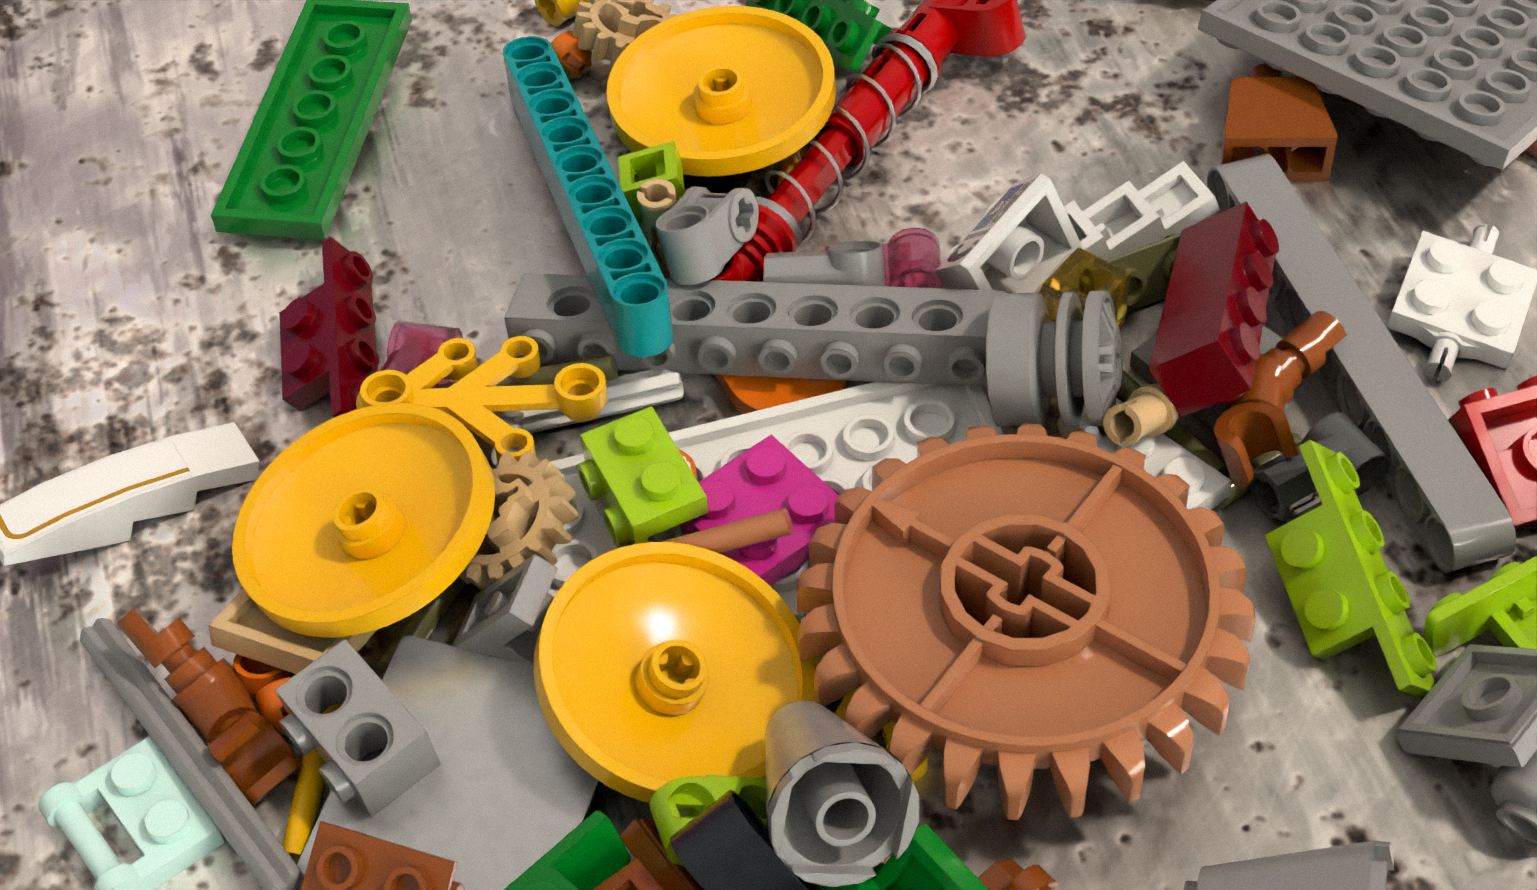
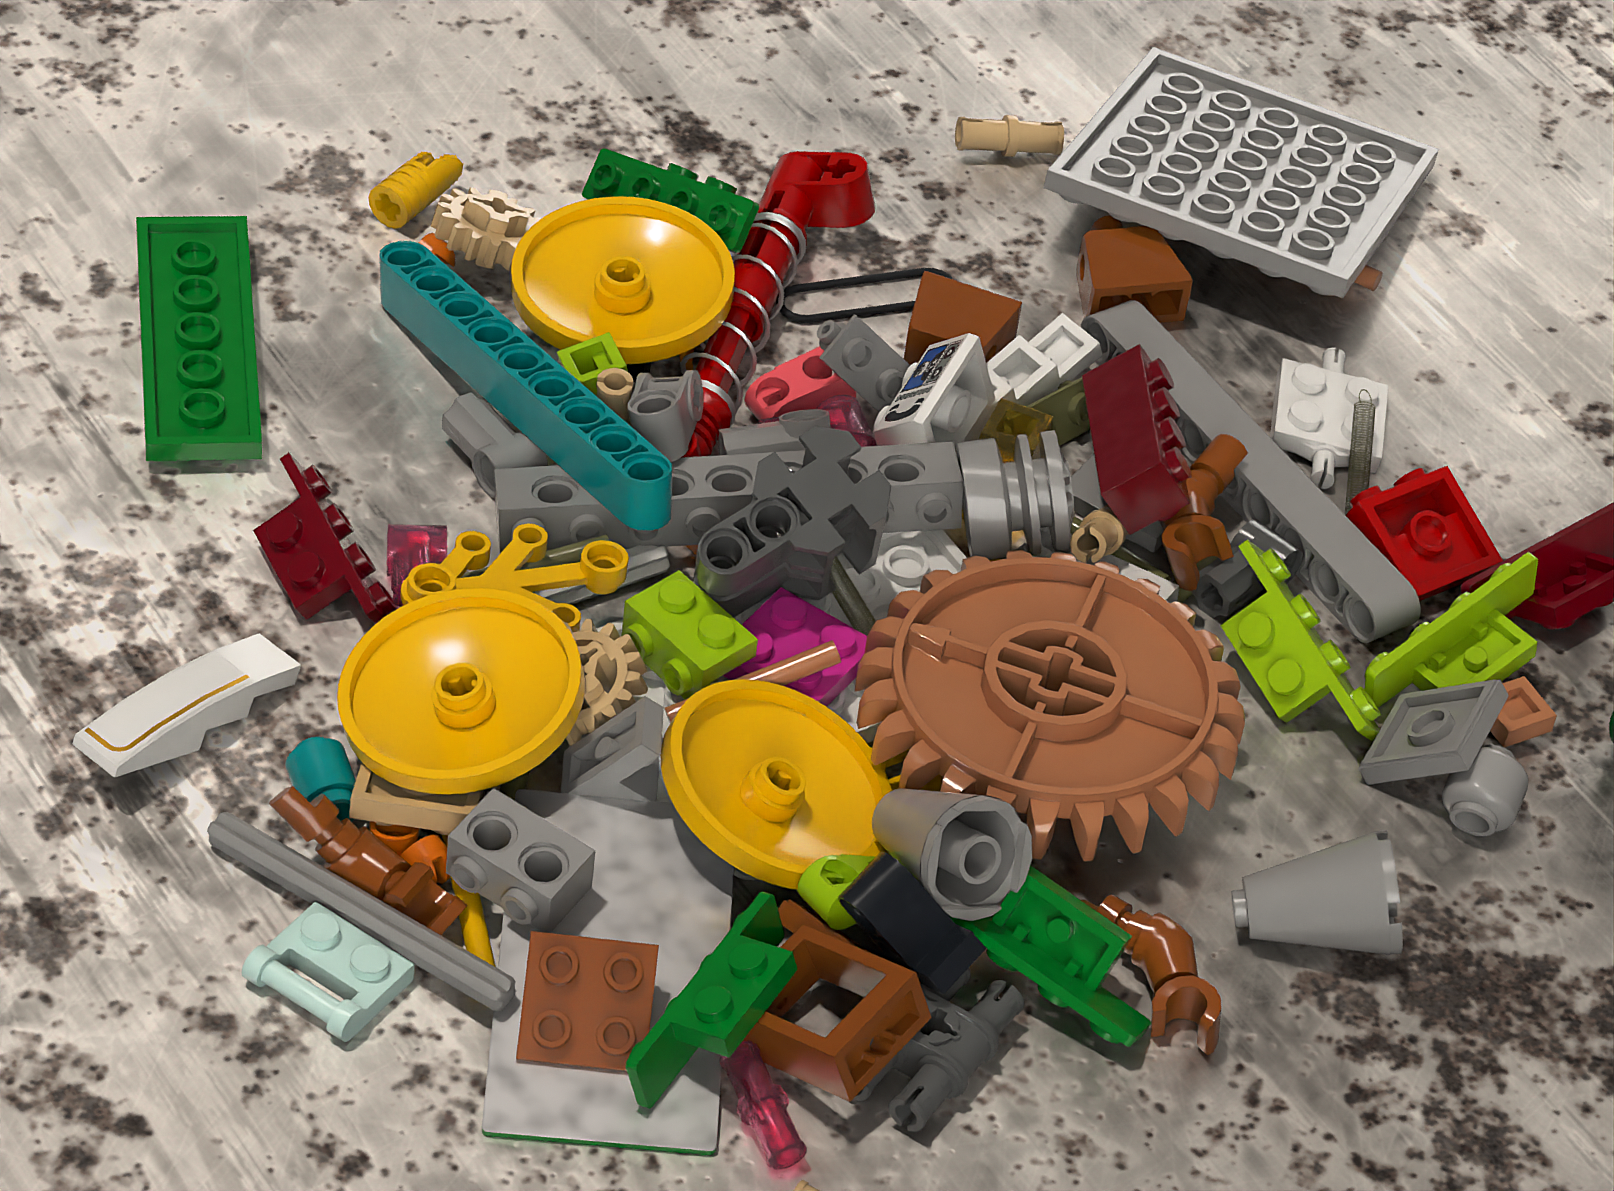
camera: 25 degrees left, 5 degrees down
(209, 589) = (320, 768): none -> teal brick
(543, 237) = (488, 440): none -> light grey piece
(777, 373) = (795, 527): none -> dark grey connector
(853, 436) = (844, 601): none -> olive piece
(883, 211) = (795, 386): none -> coral leg
(943, 191) = (862, 360): none -> light grey hinge
(997, 142) = (854, 281): none -> black piece
(1077, 158) = (952, 309): none -> dark orange torso
(1474, 378) = (1366, 448): none -> olive piece

